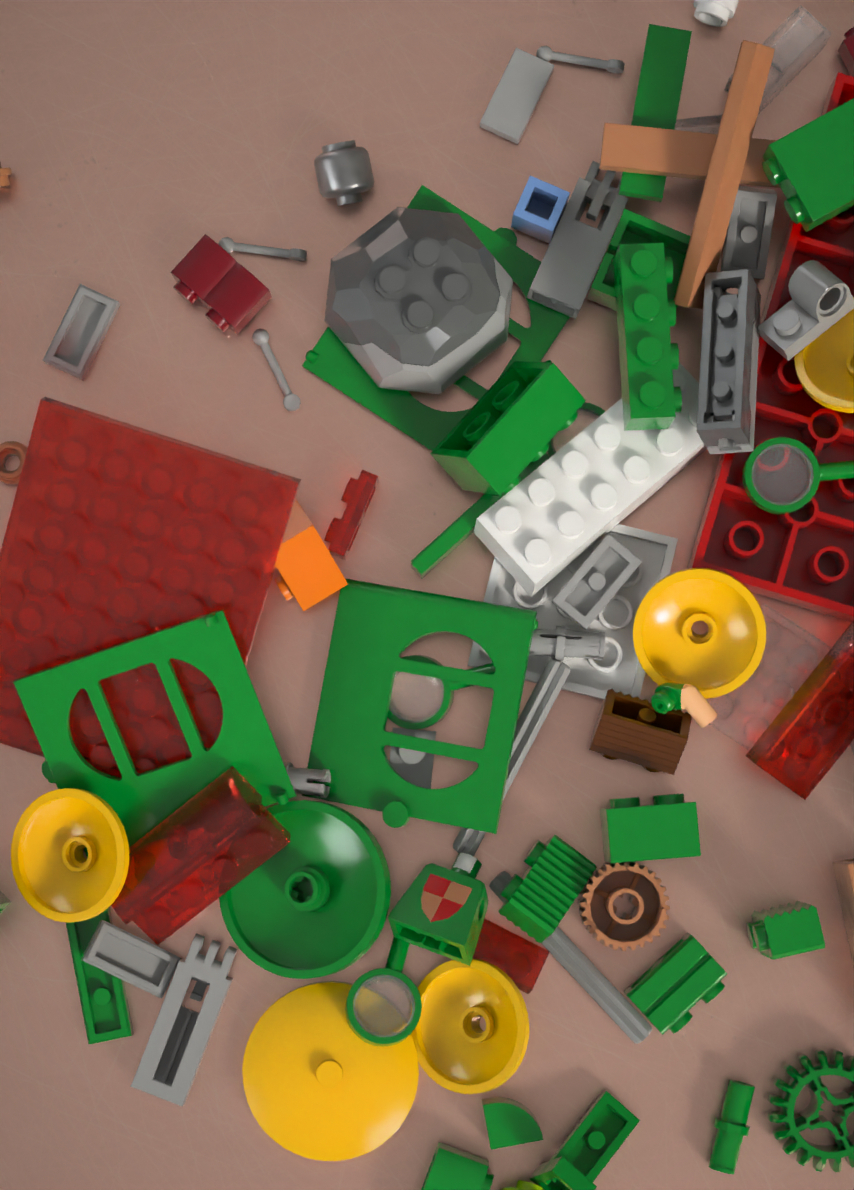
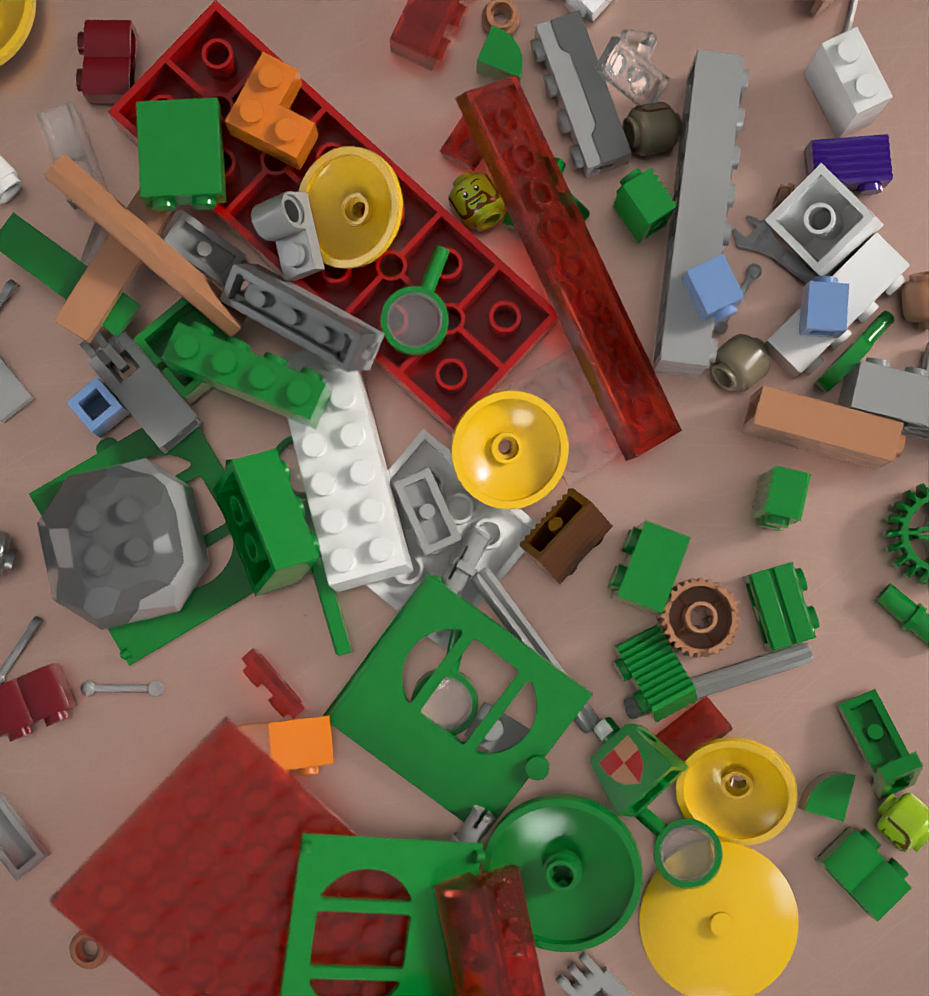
camera: 70 degrees left, 0 degrees up
(683, 697) = (554, 487): arm -> none

